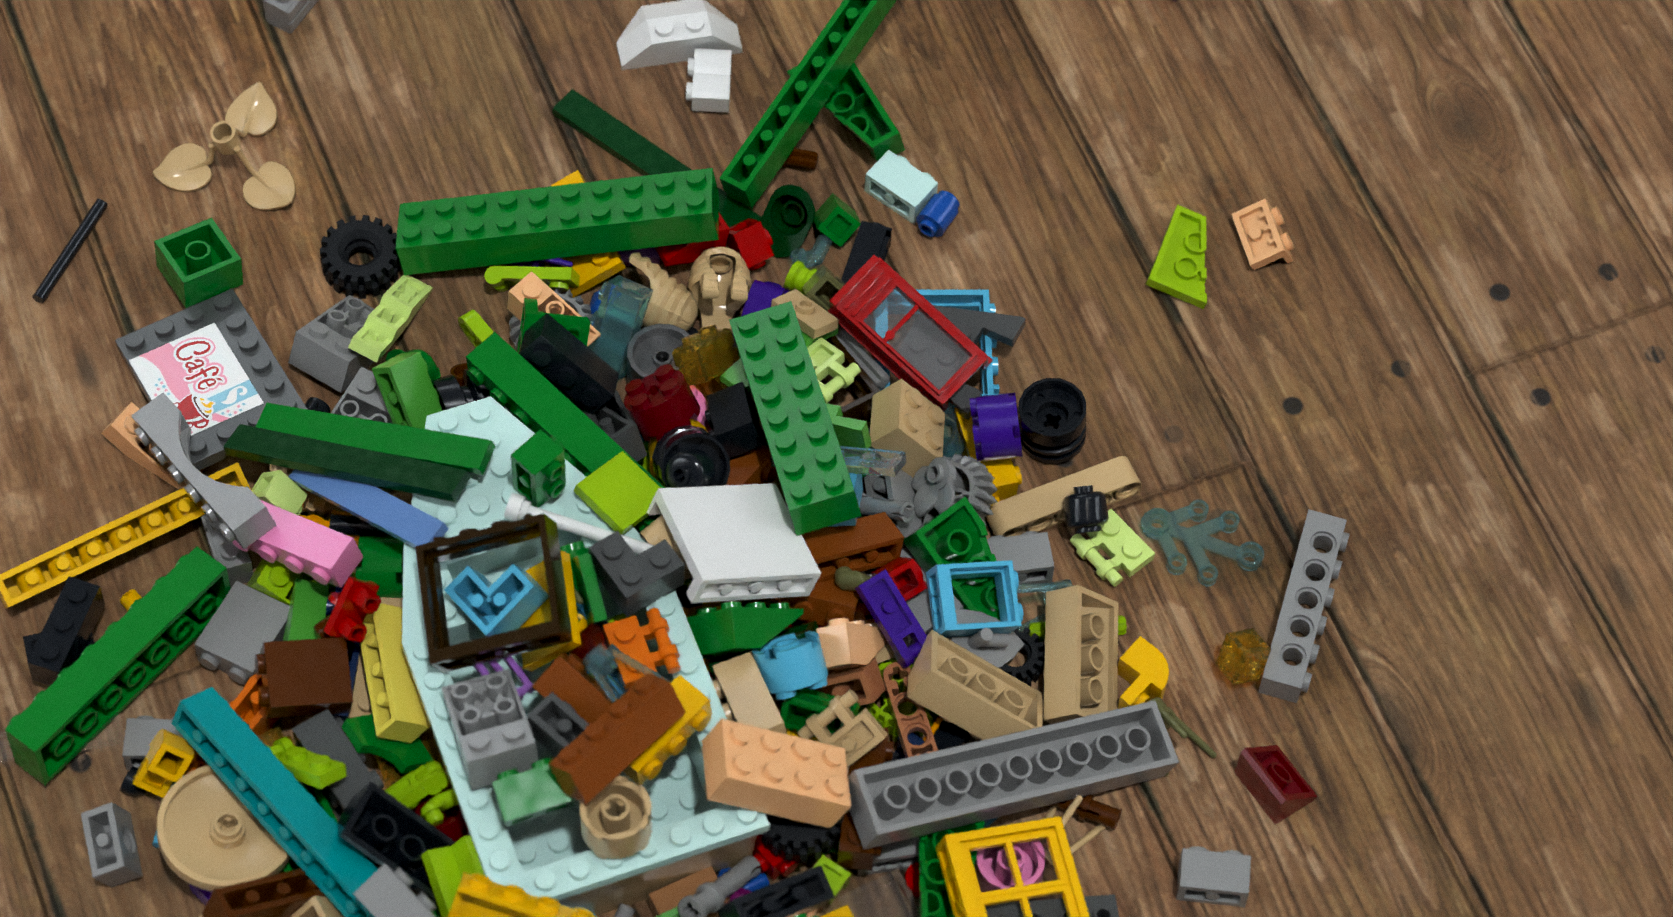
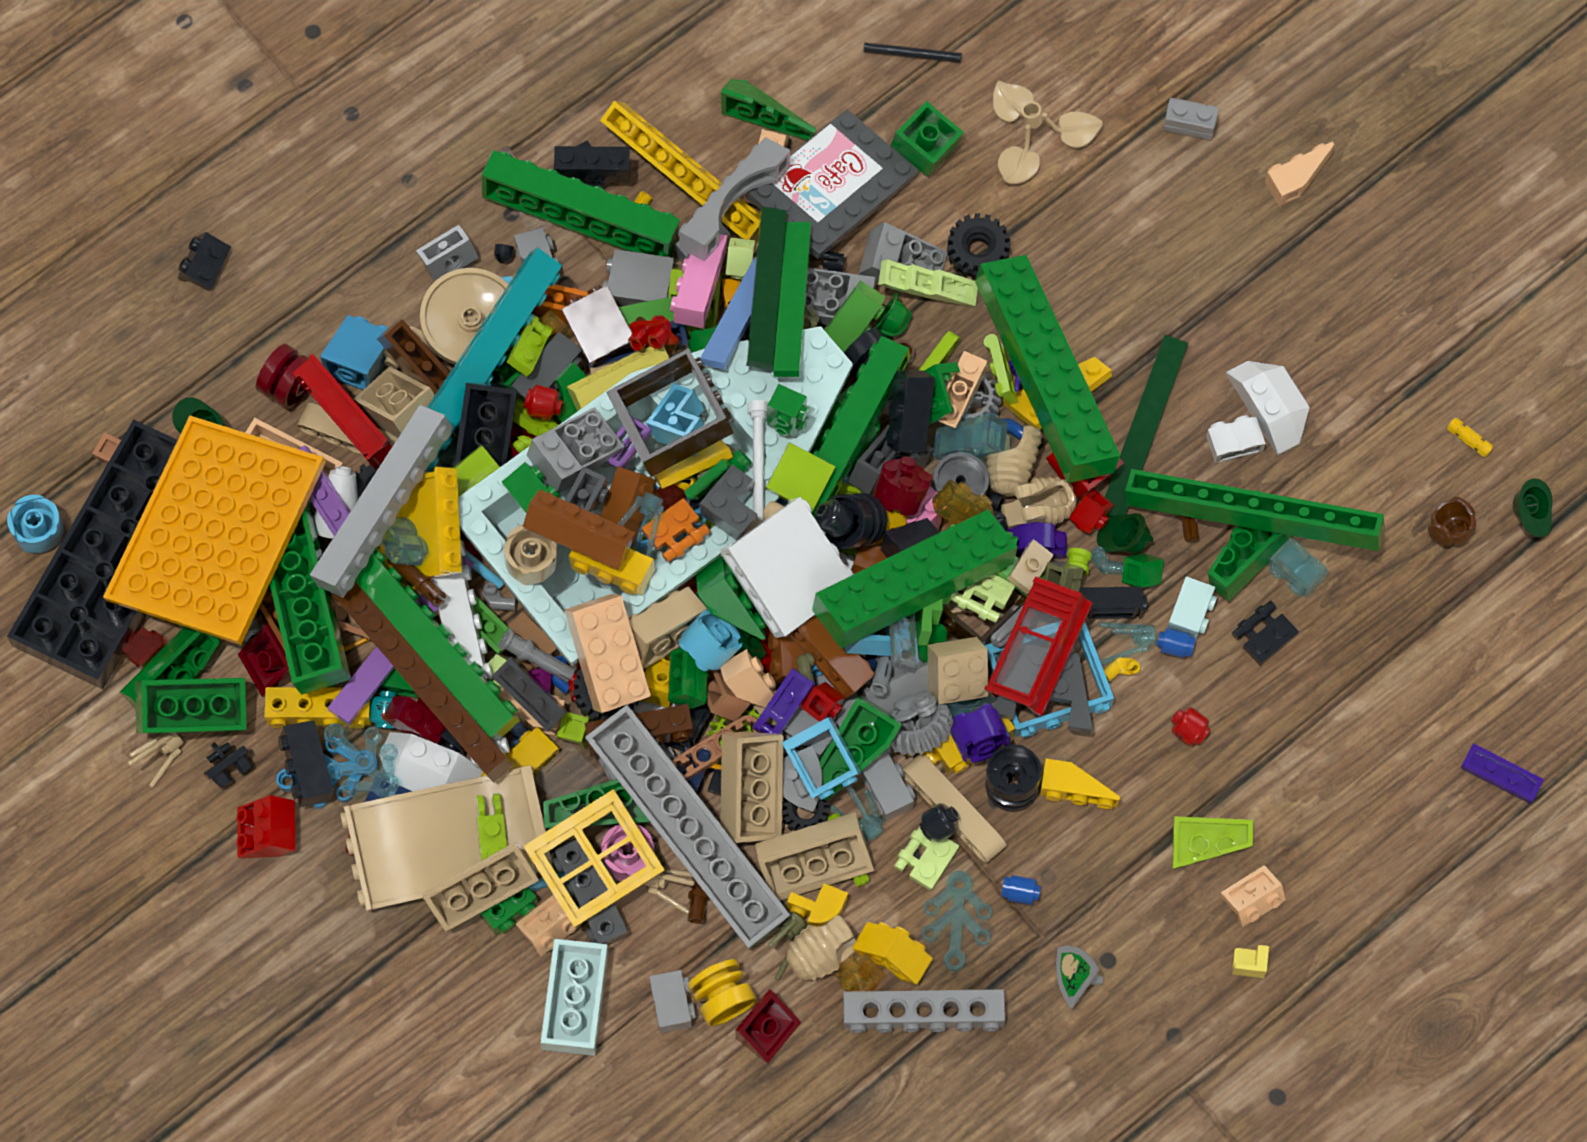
camera: 75 degrees right, 10 degrees up
(67, 434) = (751, 105): none -> green wedge
(164, 763) = (509, 260): yellow brick -> none
(388, 769) = (542, 402): none -> red head
(857, 734) = (667, 702): tan plate -> none
(892, 69) = (1298, 568): none -> clear light blue brick
(915, 247) = (1141, 634): none -> clear light blue plant
(946, 274) = (1123, 666): none -> yellow arm
(961, 124) = (1270, 639): none -> black plate
(1043, 231) = (1190, 726): none -> red head
(1082, 358) = (1071, 783): none -> yellow slope
(1186, 461) = (1020, 889): none -> blue brick
(1201, 687) = (820, 949): none -> tan hair
(1225, 609) = (894, 951): none -> yellow brick
(1232, 809) = (723, 994): none -> yellow wheel
(1305, 434) = (1075, 973): none -> shield
(1340, 261) = (1251, 962): none -> light yellow panel

